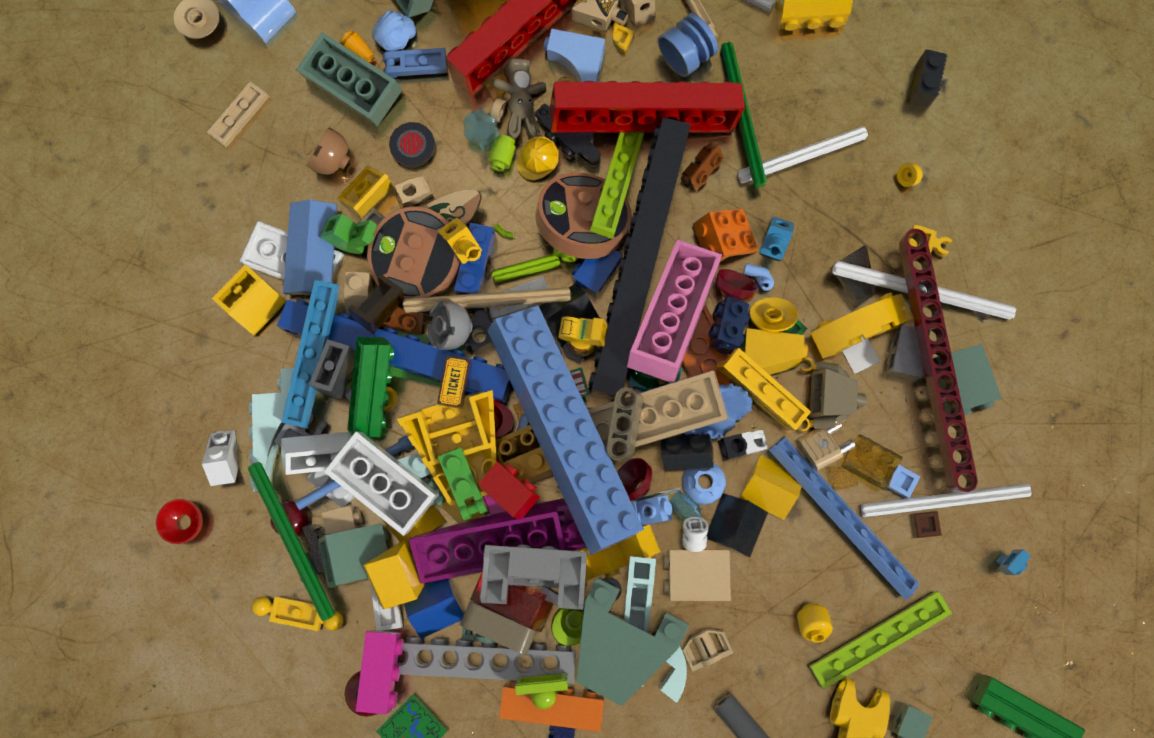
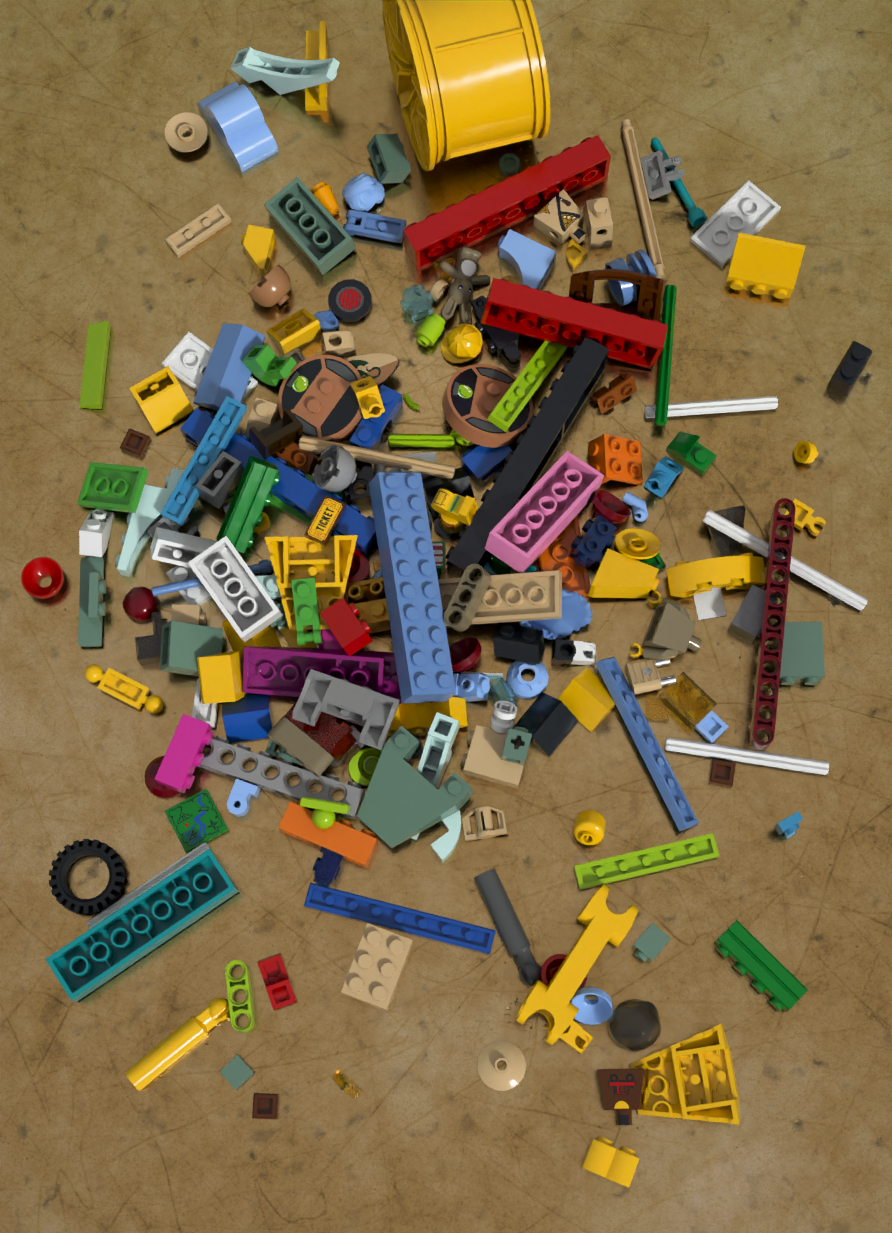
camera: 15 degrees right, 5 degrees down
(172, 282) = (95, 365): none -> lime slope
(225, 406) = (112, 487): none -> bright green plate
(236, 351) = (135, 443): none -> reddish brown tile
(237, 531) = (91, 601): none -> sand green bracket
(291, 541) = (138, 620): green axle -> none
(304, 114) = (258, 247): none -> yellow slope
(395, 171) = (327, 321): none -> medium blue tile
(449, 694) = (239, 797): none -> light blue leg
(714, 60) = (650, 292): none -> reddish brown wedge
(726, 570) = (516, 755): none -> sand green brick
(764, 390) = (605, 606): yellow fence -> none
(796, 205) = (687, 449): none -> green slope

